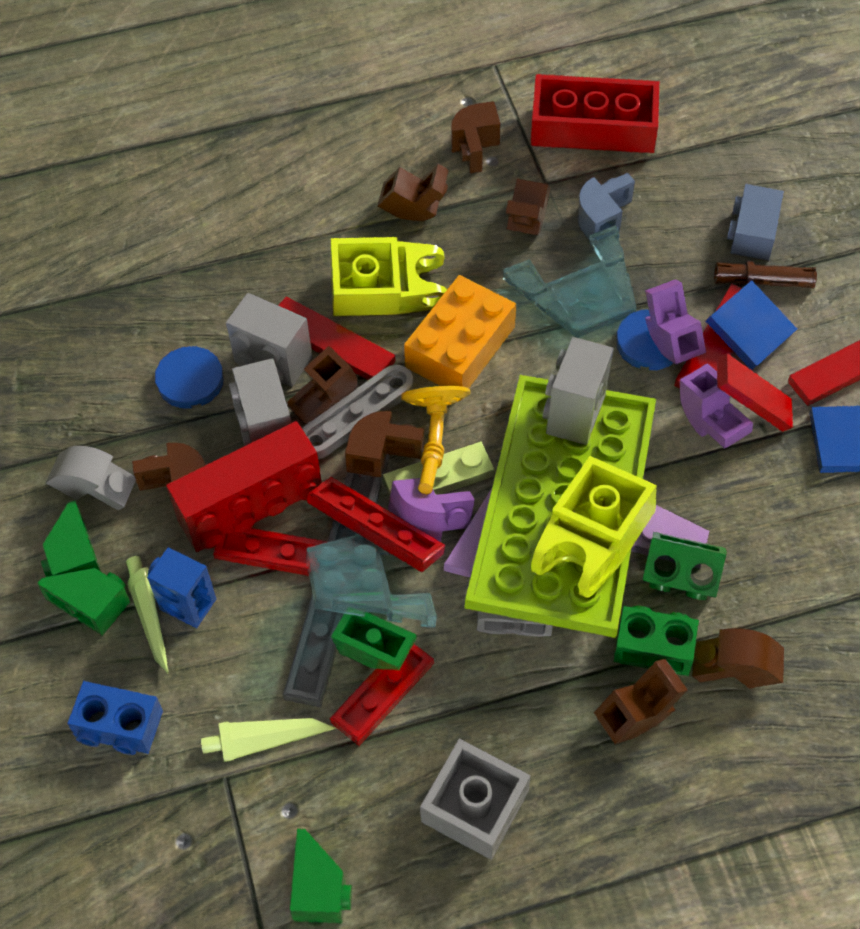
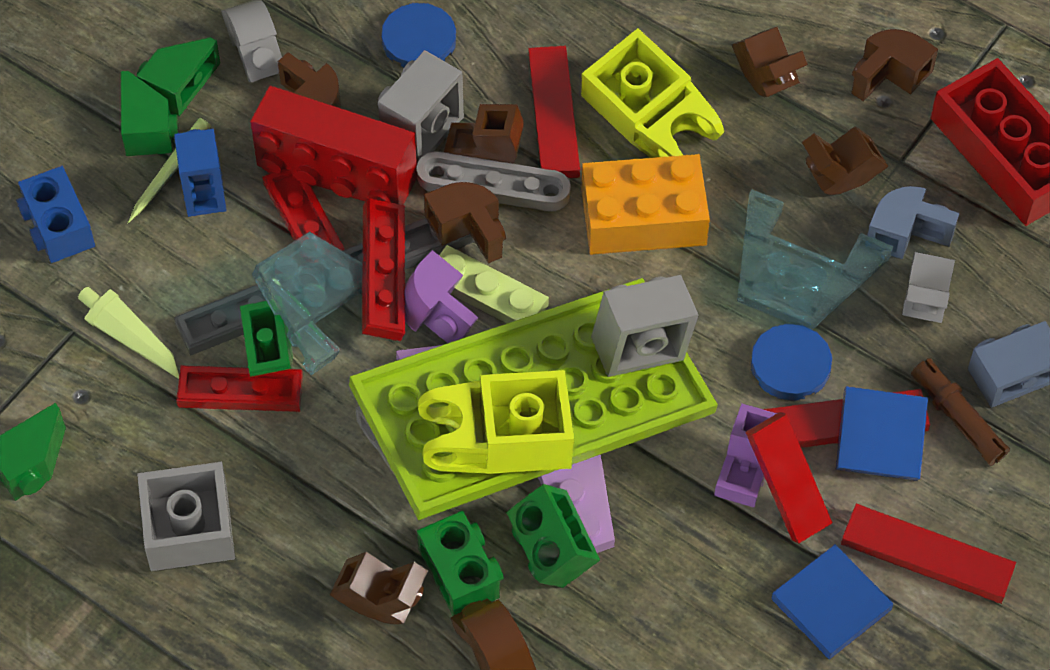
camera: 50 degrees right, 0 degrees up
(267, 331) = (494, 58): light grey brick -> none
(436, 406) = (495, 263): yellow dish -> none
(661, 228) = (928, 287): none -> light grey brick
(669, 324) = (808, 361): medium lavender brick -> none

